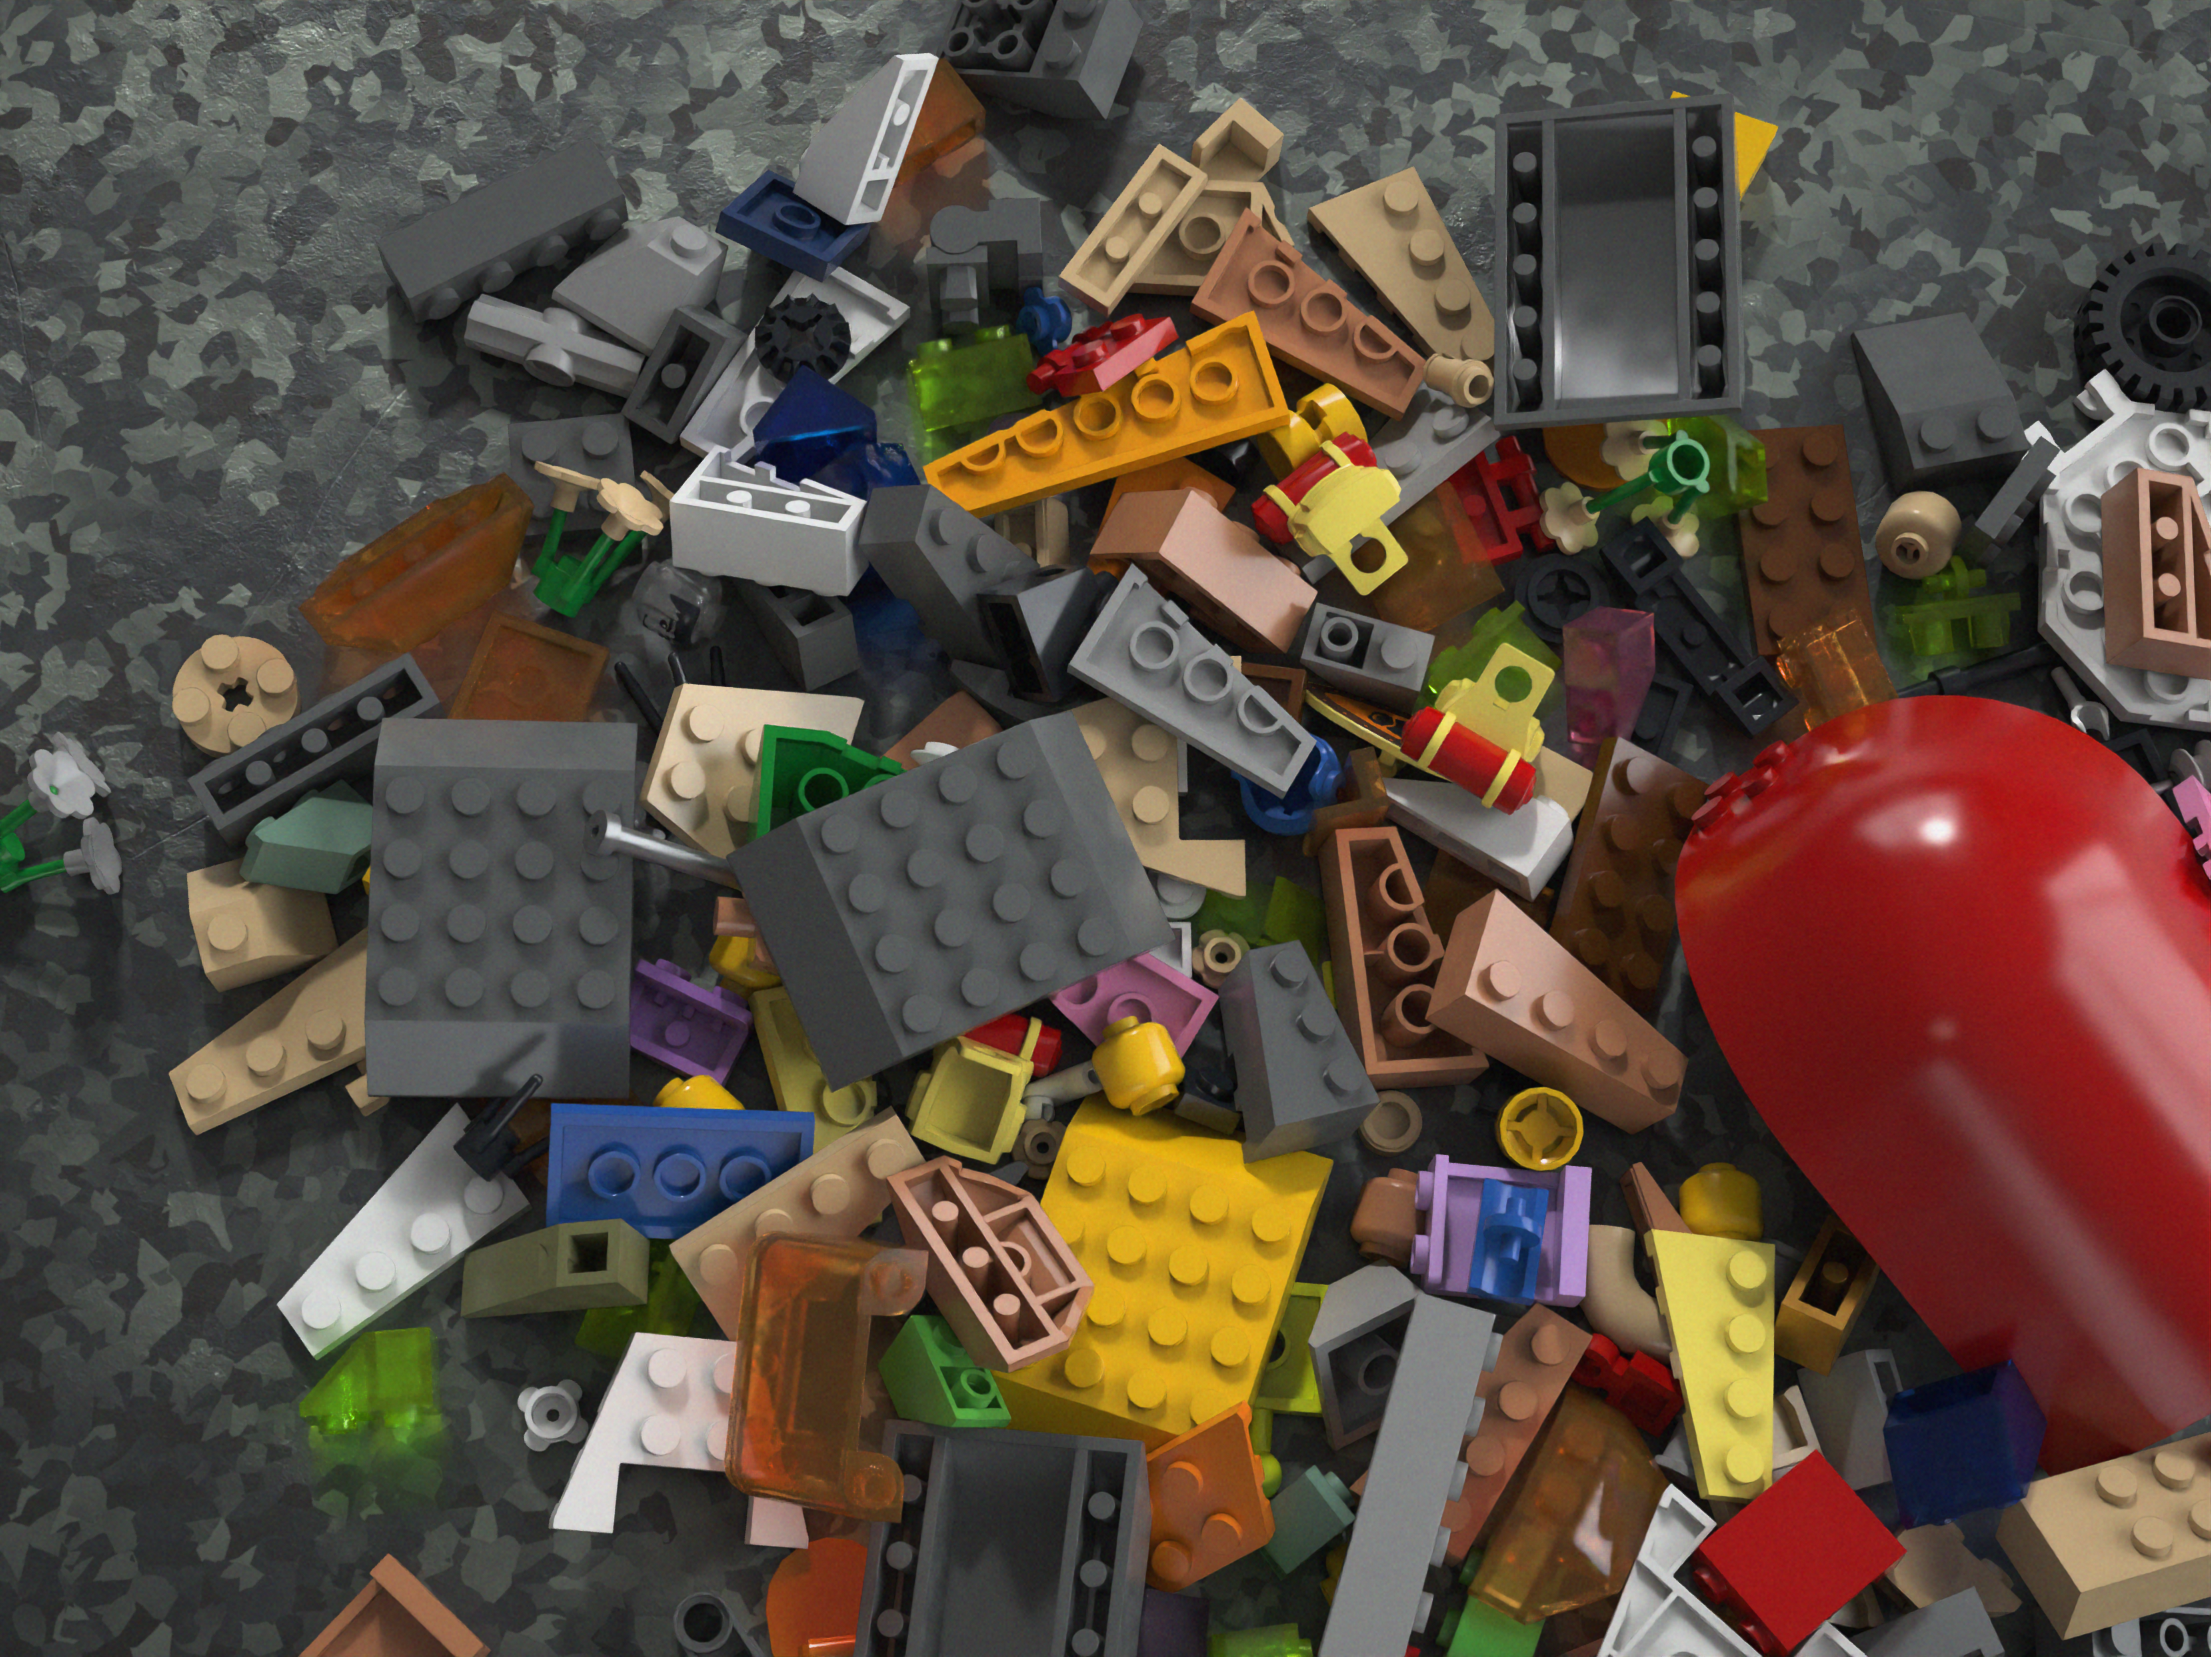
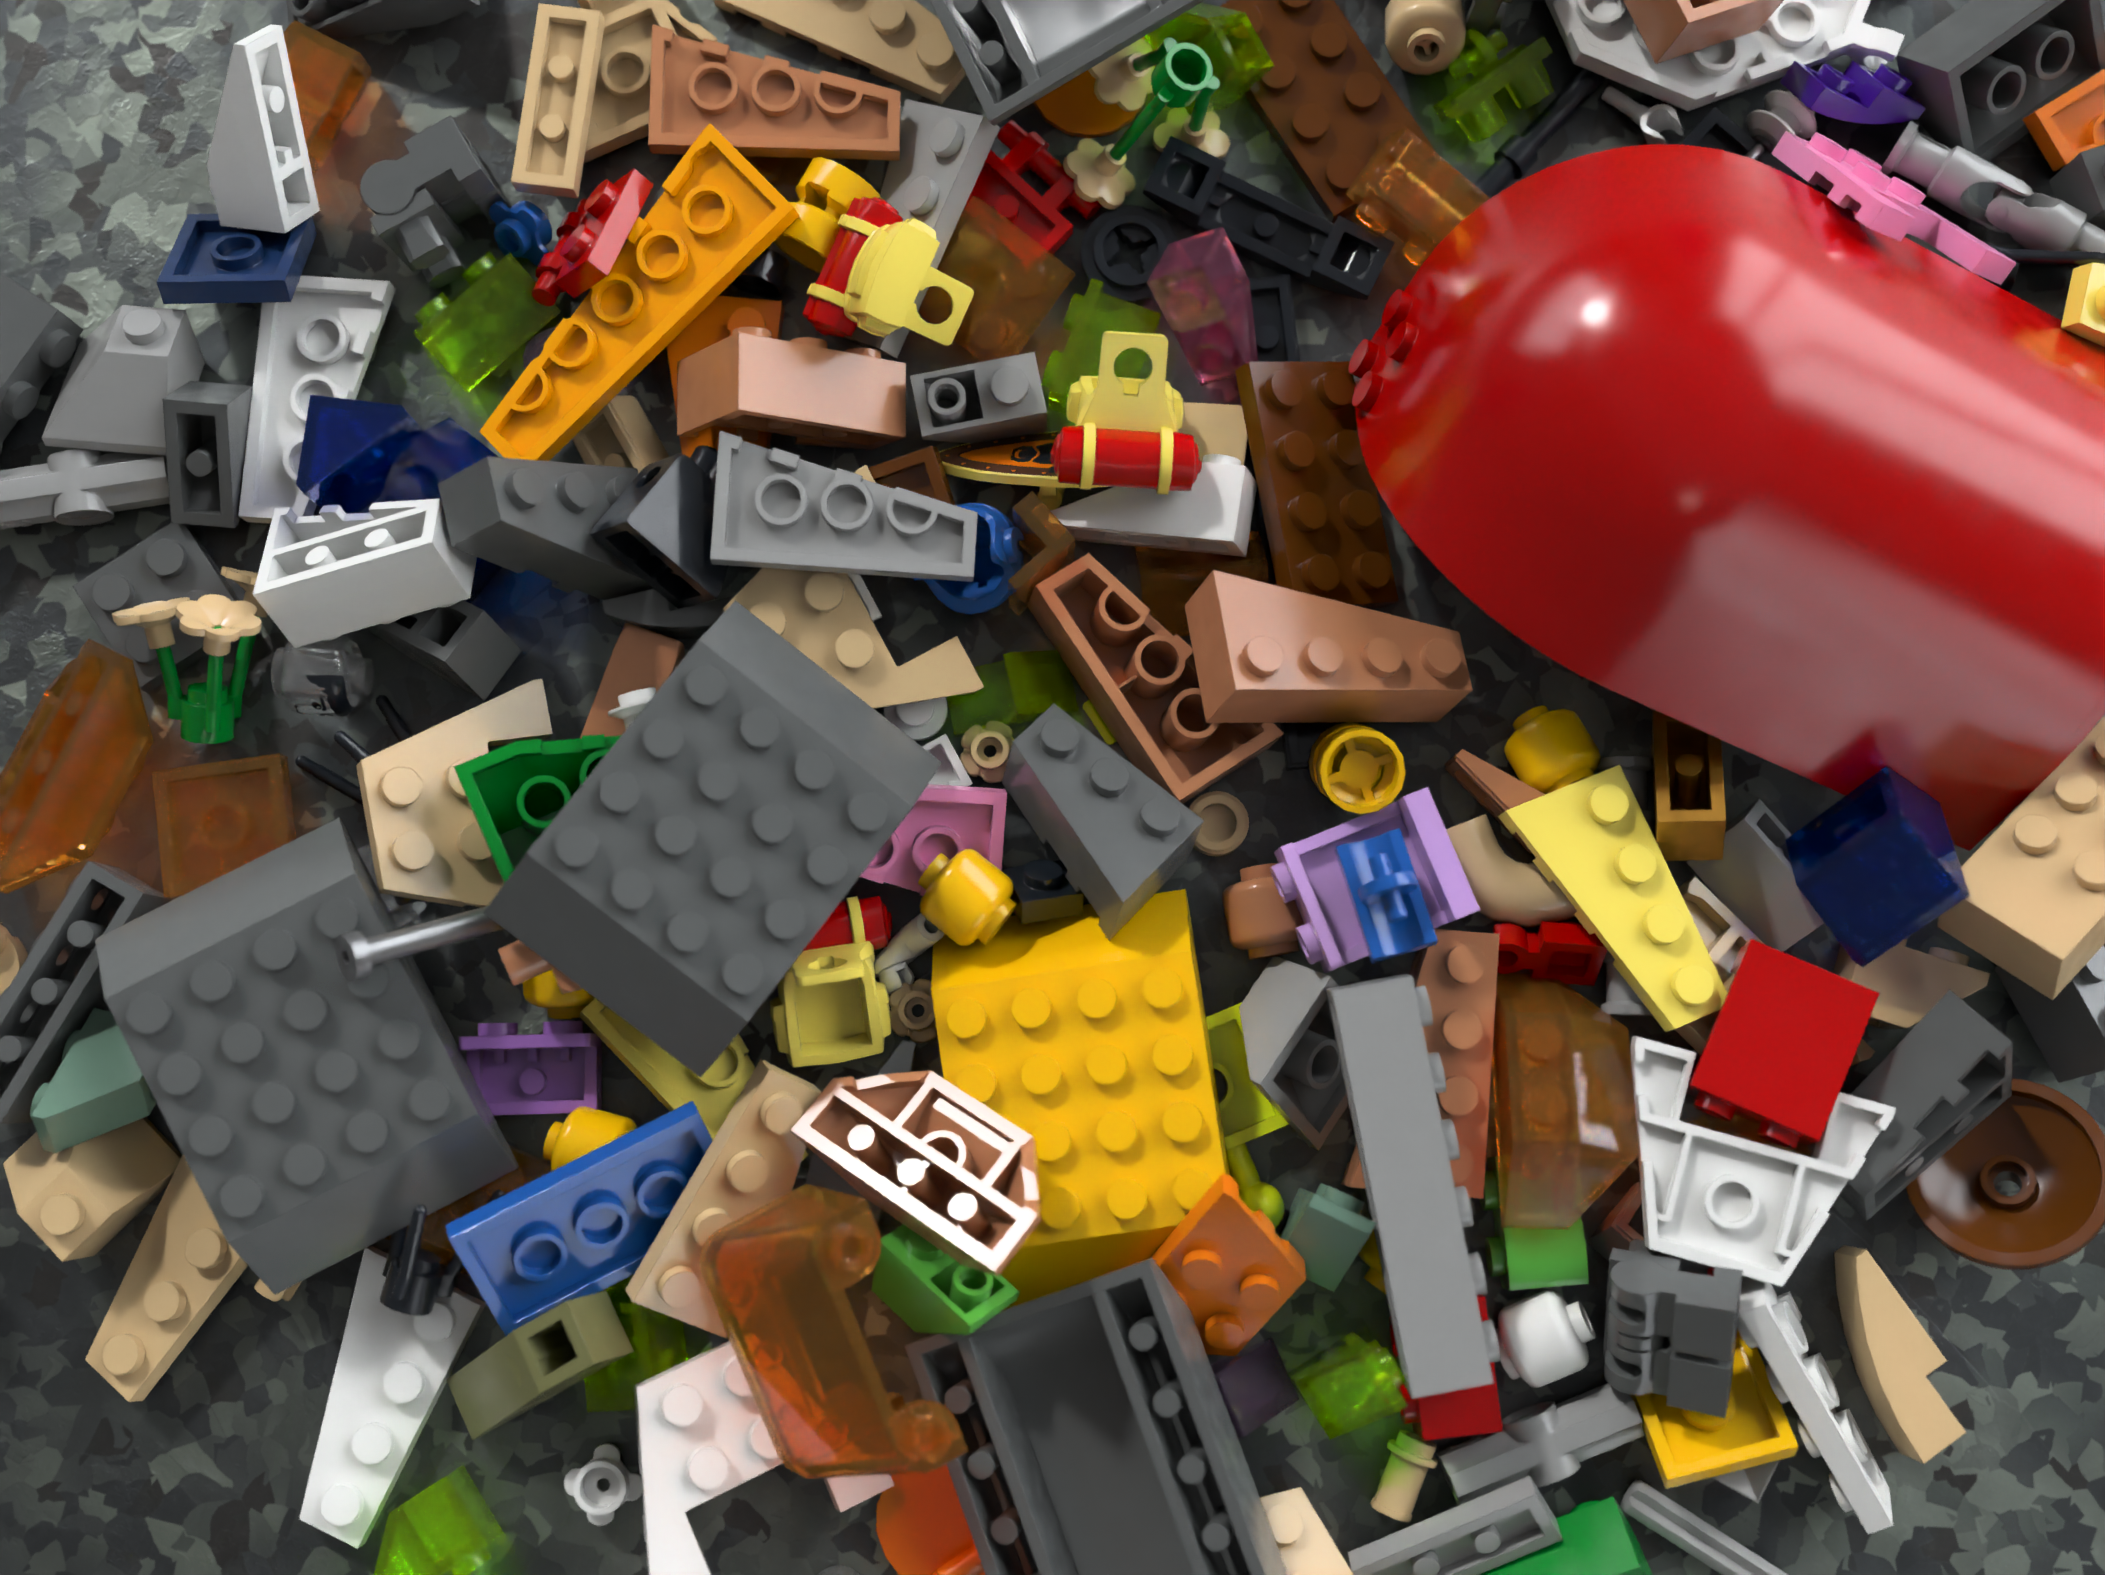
camera: 20 degrees left, 10 degrees up
(775, 338) = (326, 346): black gear -> none
(1465, 381) = (942, 92): tan pin -> none

